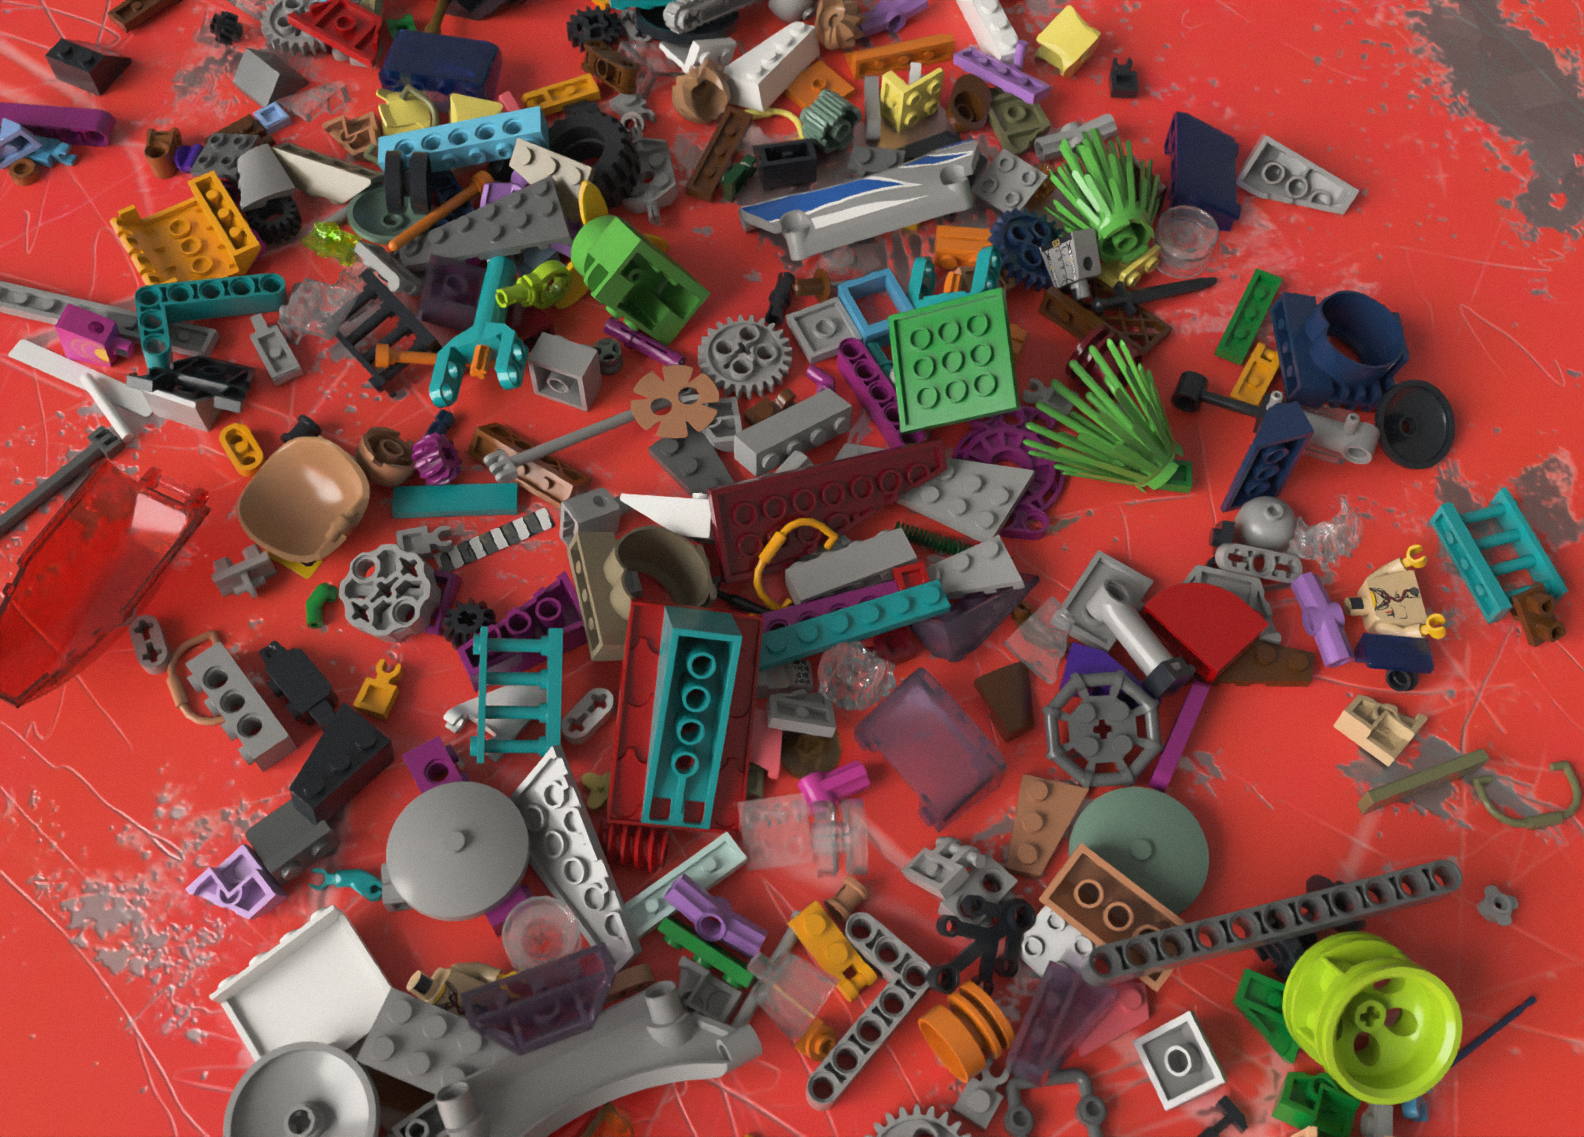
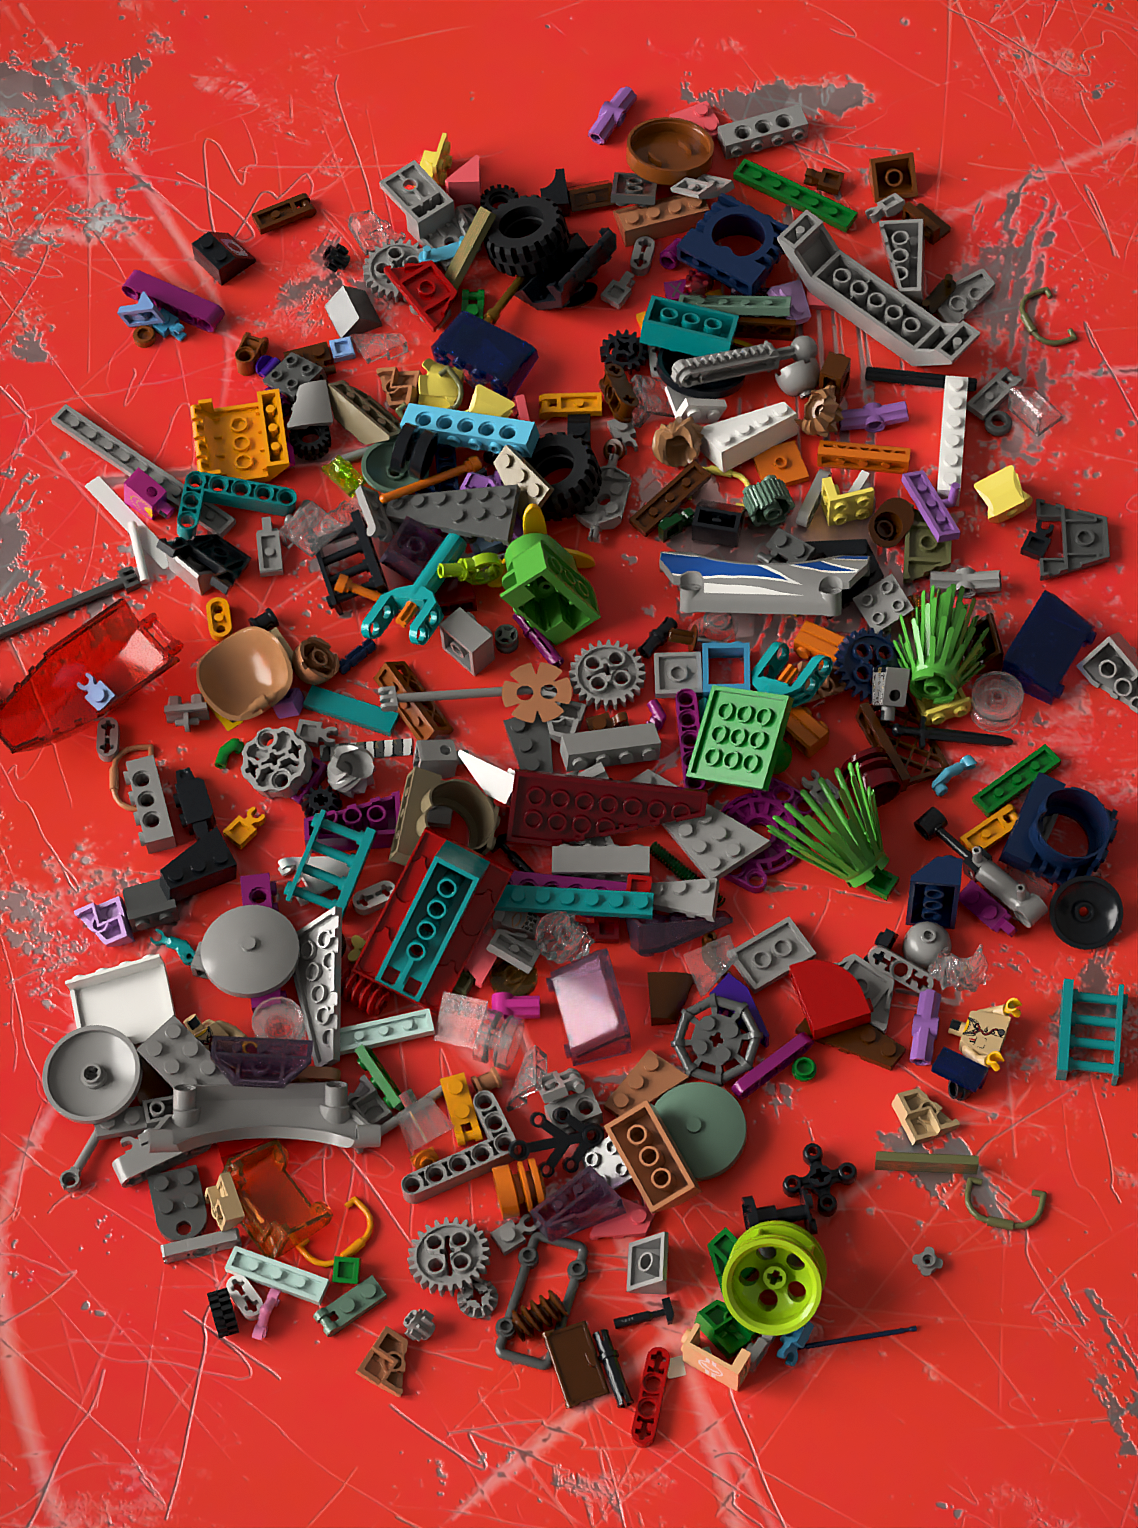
camera: 30 degrees right, 0 degrees up
(114, 591) = (98, 694): none -> light blue plate
(376, 519) = (290, 704): none -> medium lavender slope
(436, 459) = (348, 676): magenta gear -> none
(490, 569) = (351, 770): none -> light grey hair
(698, 905) = (387, 1048): medium lavender piece -> none
(775, 544) = (549, 826): light orange piece -> none
(898, 874) = (528, 1078): none -> clear slope
(1113, 607) = (778, 1017): light grey piece -> none
(1162, 60) = (1083, 540): none -> dark grey wing
(1170, 346) = (944, 777): none -> medium azure arm
(1215, 724) = (804, 1069): none -> green plate
(1286, 912) = (752, 1204): dark grey beam -> none
(1308, 846) = (817, 1170): none -> black gear
(1320, 467) = (986, 908): none -> magenta hinge
(1537, 615) = (1085, 1083): reddish brown hips -> none

